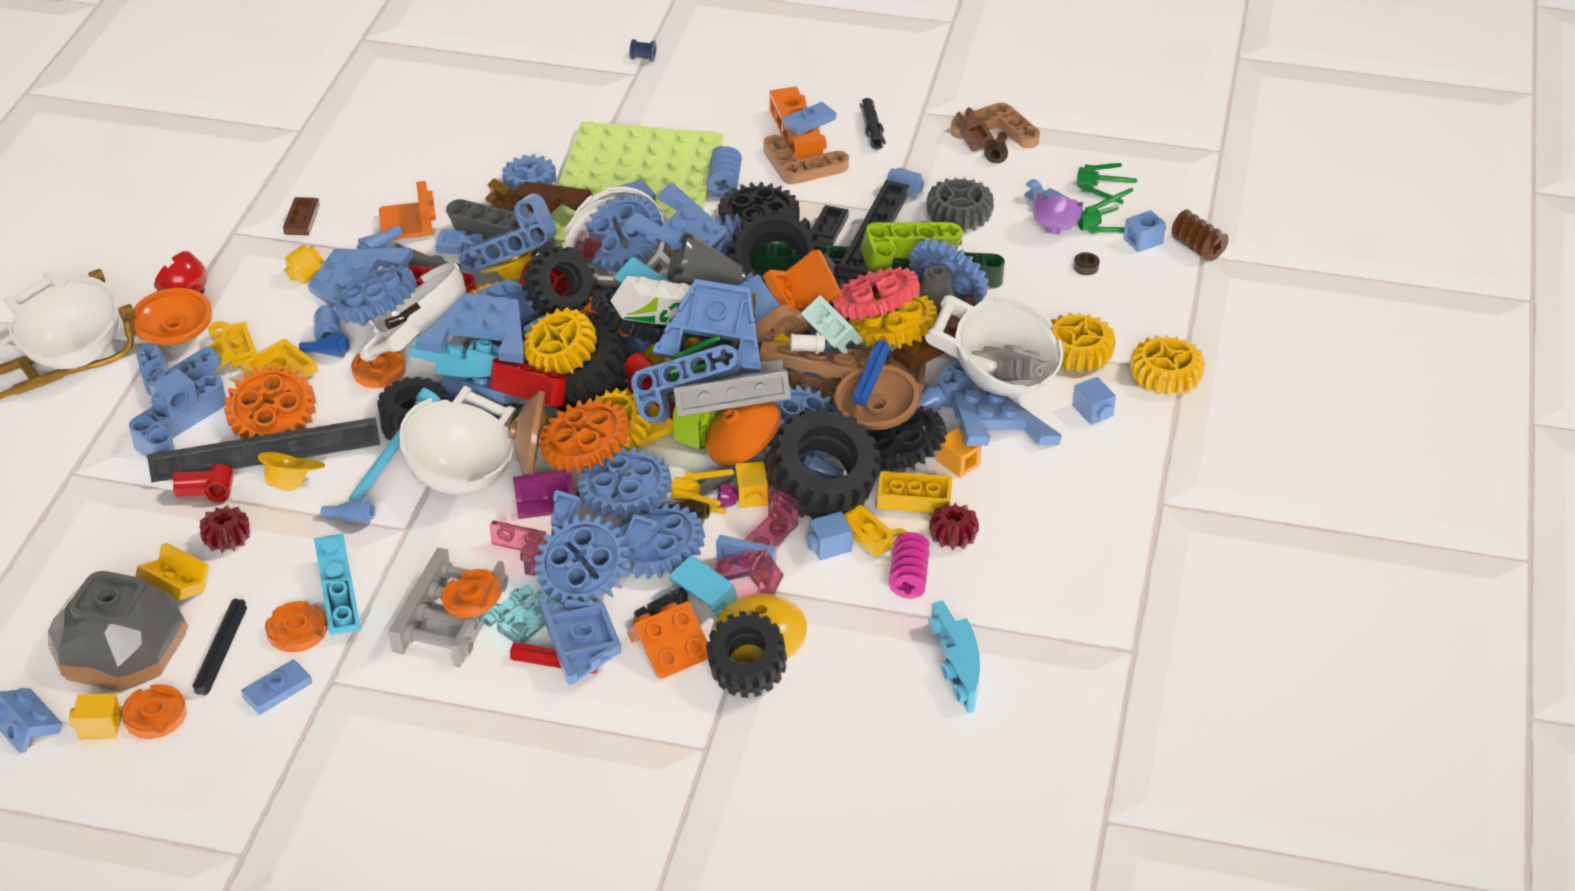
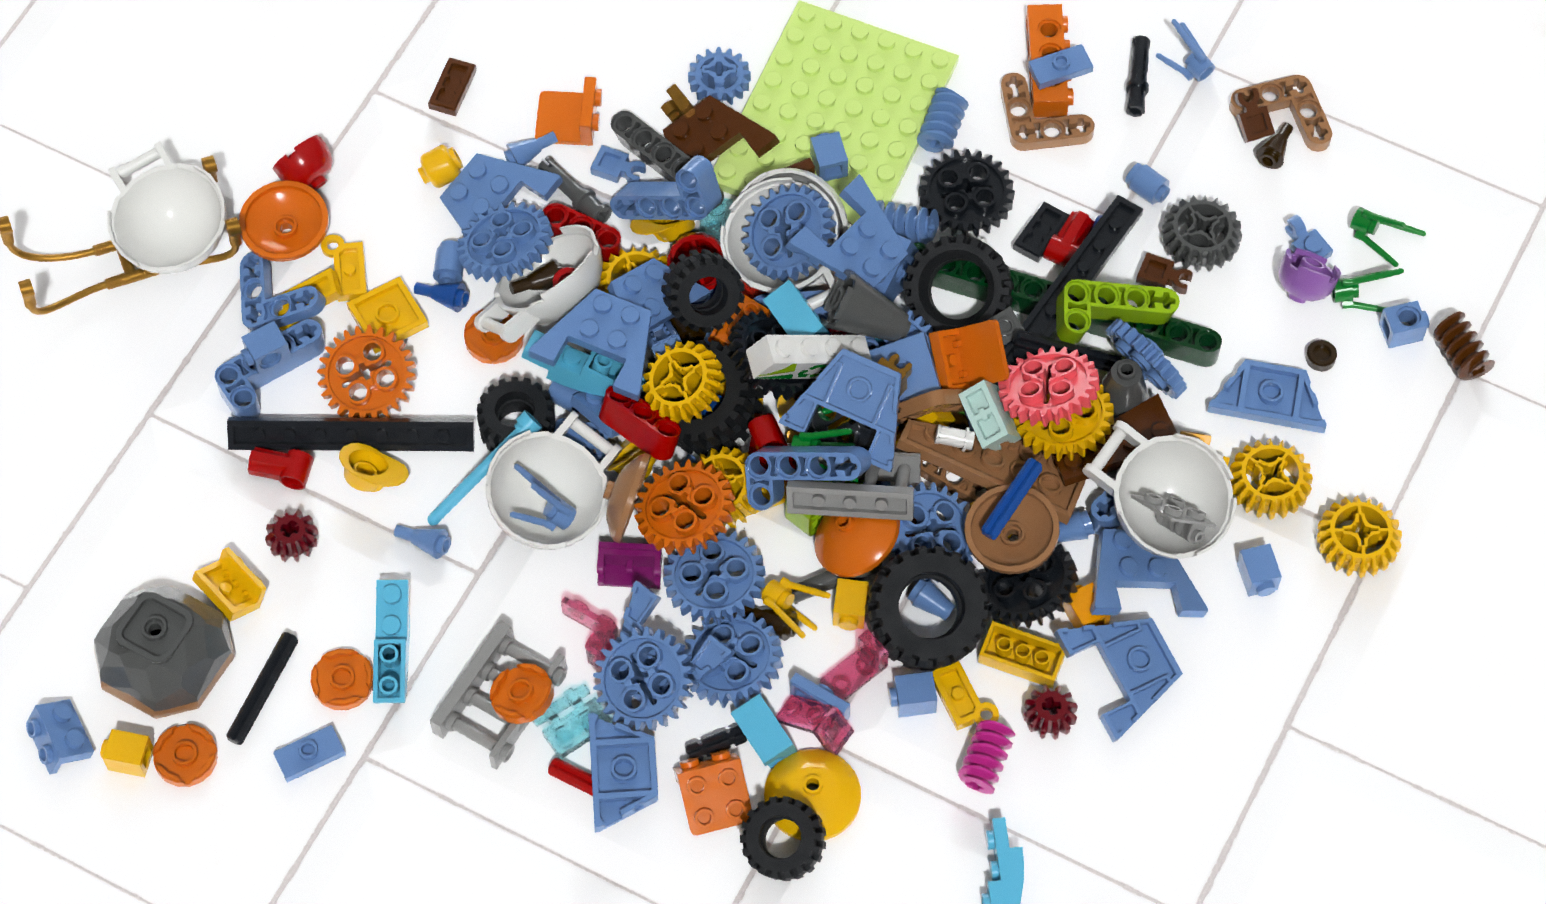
camera: 15 degrees right, 20 degrees up
(469, 461) = (557, 511): none -> medium blue plant
(587, 244) = (744, 242): clear red slope -> none
(727, 495) = (821, 610): magenta hinge -> none
(848, 228) = (1073, 233): none -> red piece
(916, 107) = (1197, 63): none -> medium blue plant
(1013, 475) = (1136, 660): none -> medium blue wing
(1060, 292) = (1270, 396): none -> medium blue wing

